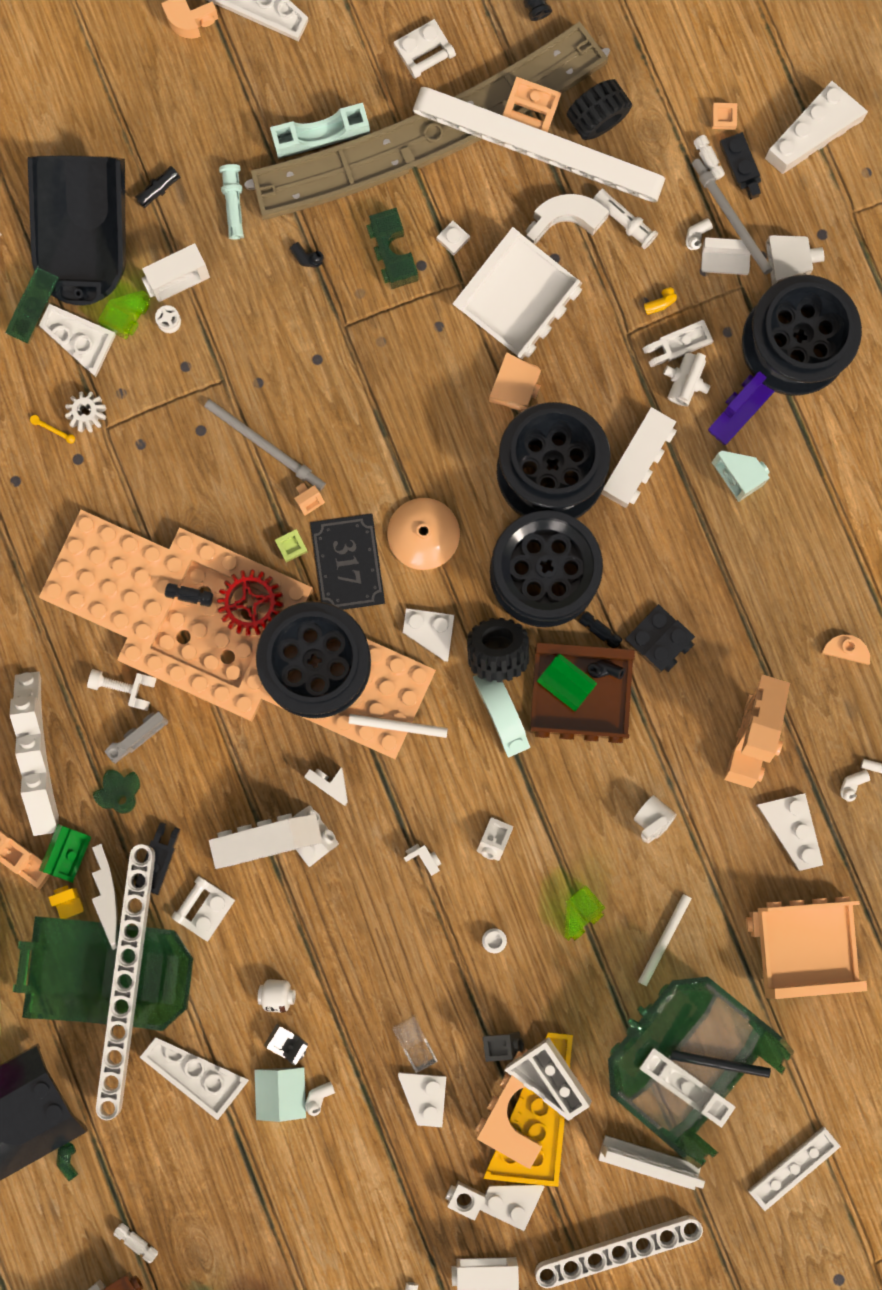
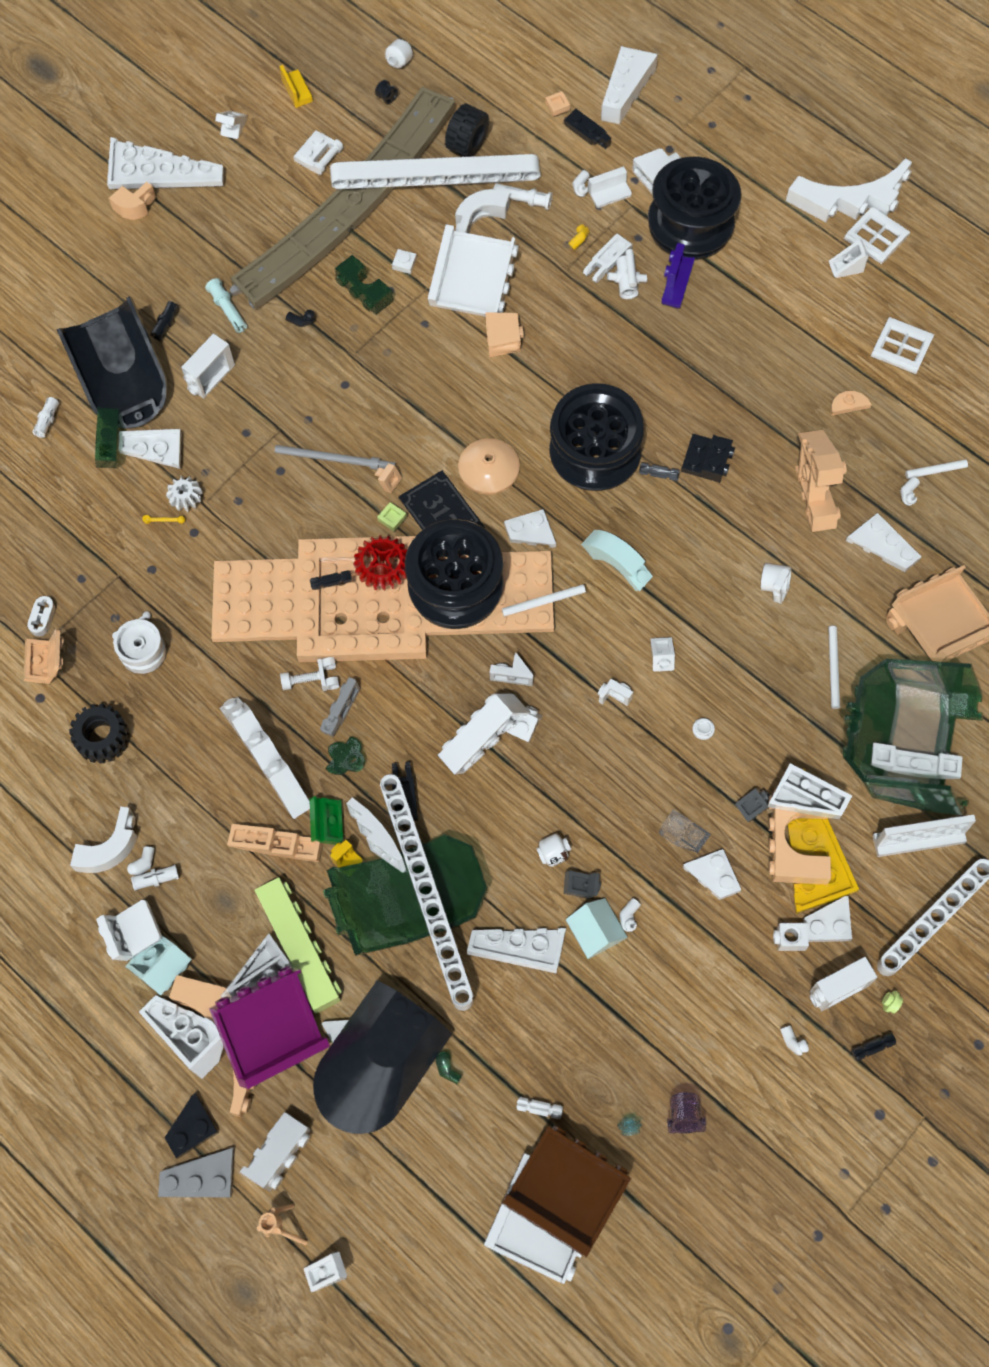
camera: 20 degrees left, 15 degrees down
(123, 312) = (180, 412): clear neon green slope -> none
(165, 314) = (217, 398): white wheel -> none
(209, 914) = (467, 814): white plate -> none
(297, 138) = (252, 244): light aqua arch -> none
(498, 649) = (591, 512): black tyre -> none
(534, 98) = (416, 143): light nougat plate -> none
(538, 427) = (558, 357): black wheel -> none
(567, 682) = (655, 513): green panel -> none
(579, 911) = (757, 673): clear neon green slope -> none
(602, 712) = (669, 518): reddish brown panel -> none
(605, 668) = (678, 494): black arm -> none
(638, 458) = (622, 342): white brick -> none
(708, 156) = (561, 134): white axle -> none
(708, 181) = (570, 147): light grey bar -> none
(720, 1063) = (929, 734): black bar -> none
(741, 473) = (701, 316): light aqua slope -> none

